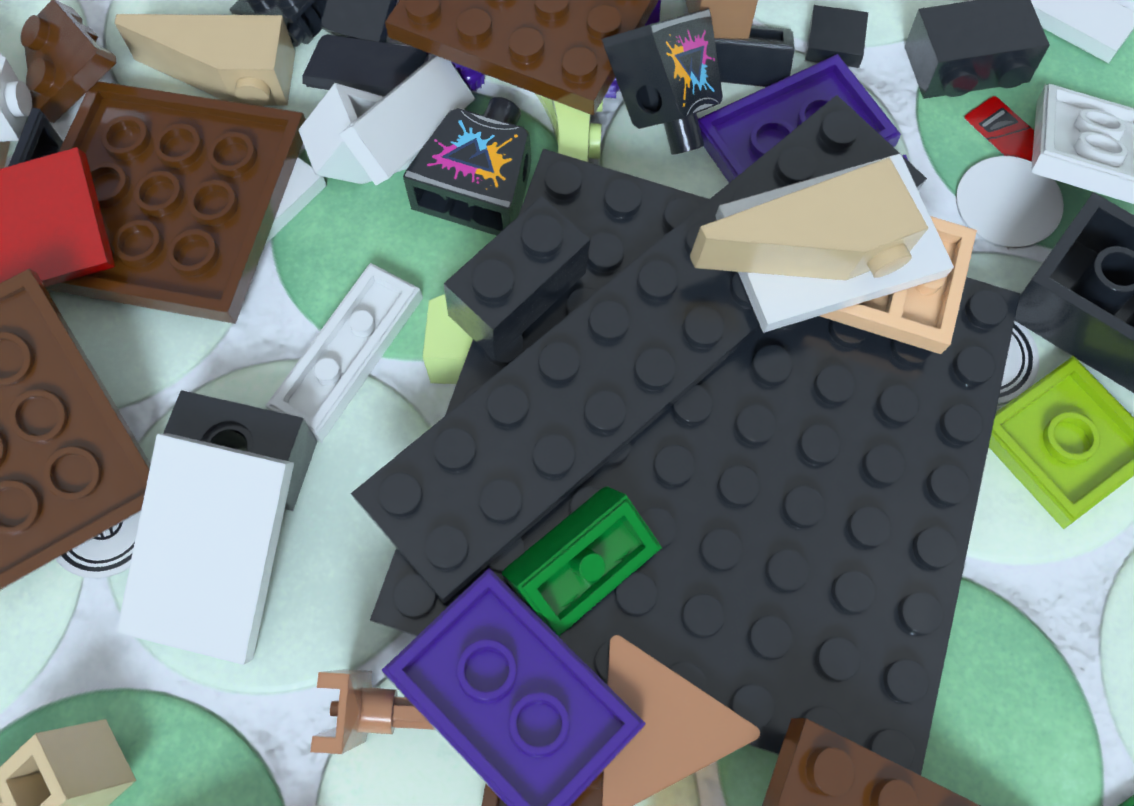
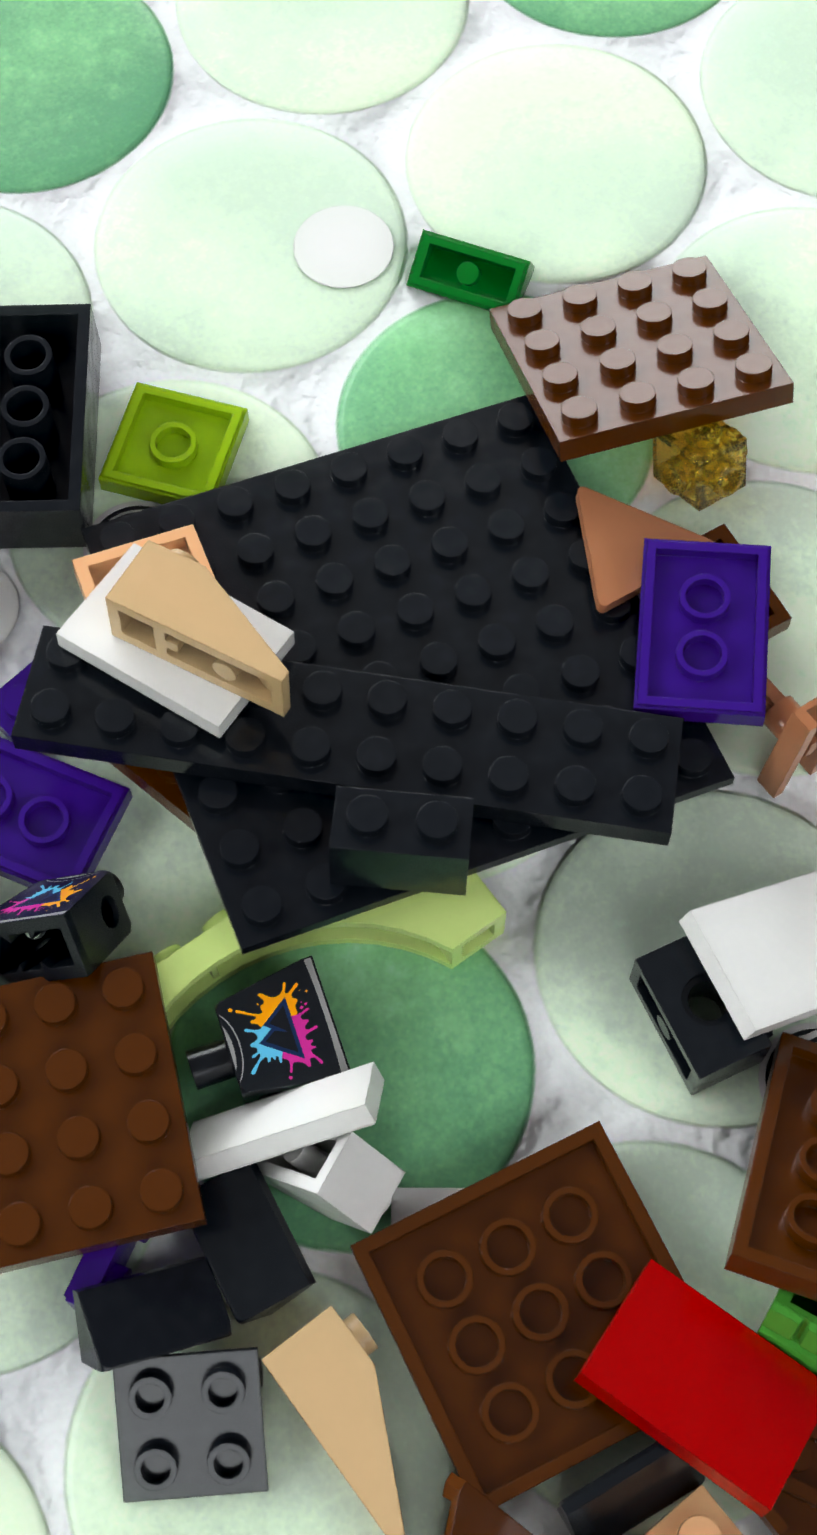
camera: 130 degrees left, 0 degrees up
(346, 350) = (537, 1017): white tile -> none
(582, 559) = (567, 665): green slope -> none

